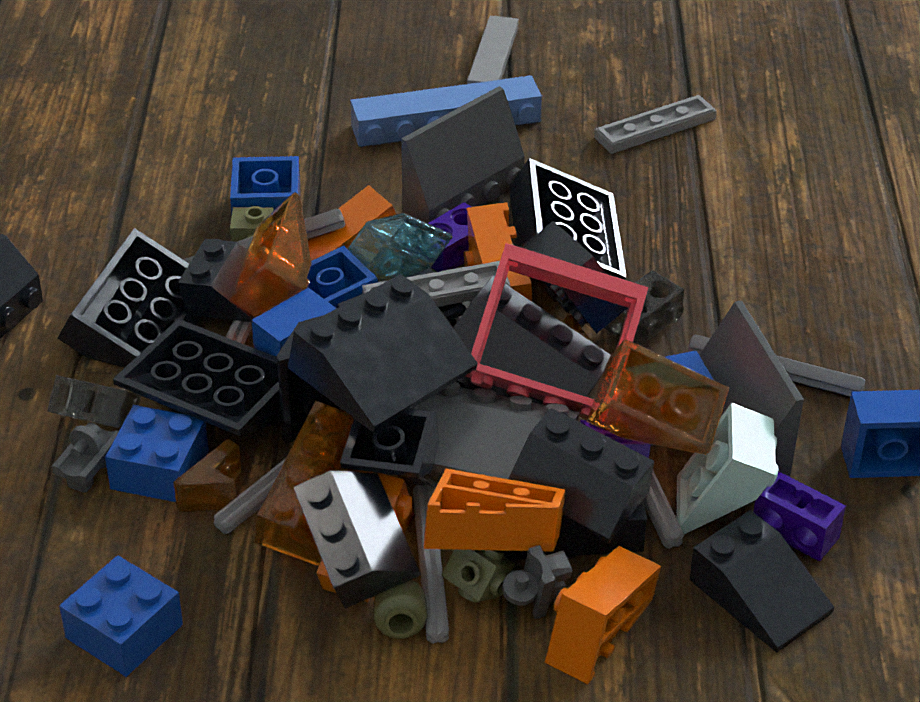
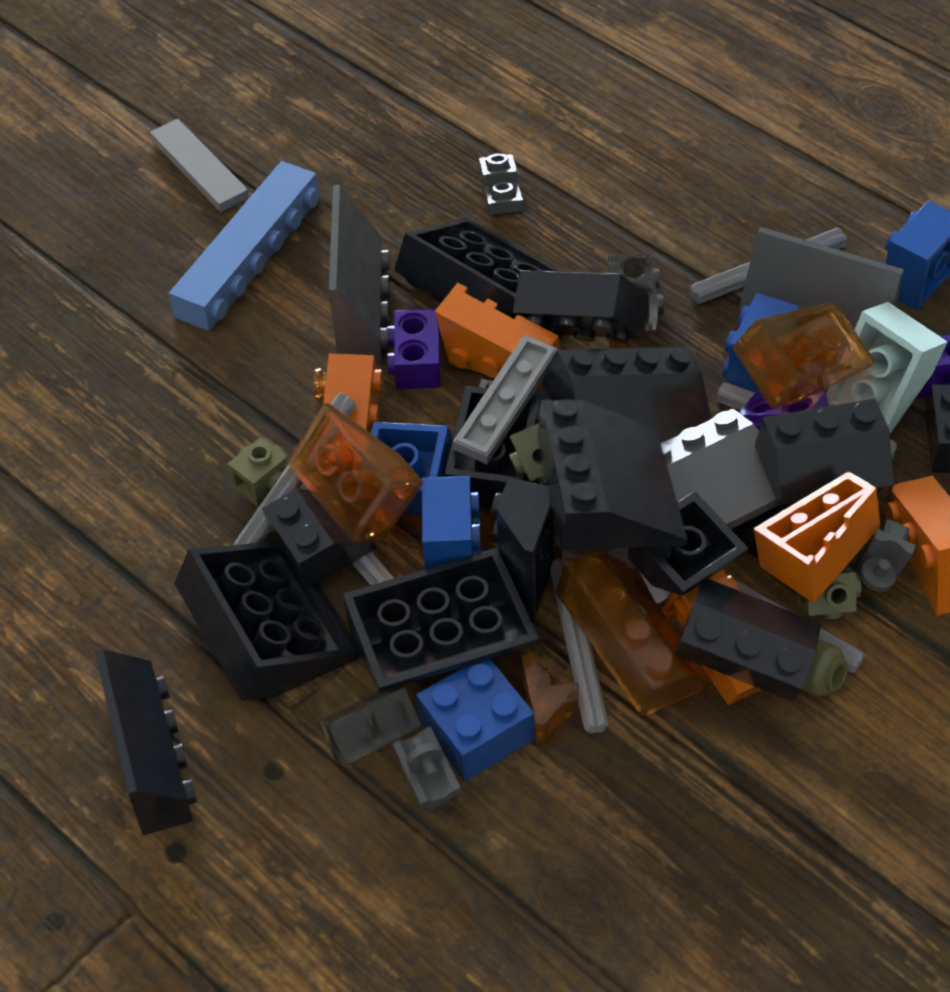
camera: 45 degrees left, 10 degrees up
(121, 615) = (649, 862): blue brick -> none
(264, 181) = (217, 426): blue brick -> none
(398, 245) = (415, 391): clear light blue slope -> none
(566, 276) = (705, 326): coral window -> none
(655, 124) = (411, 135): light grey tile -> none
(667, 190) = (500, 184): none -> dark grey slope

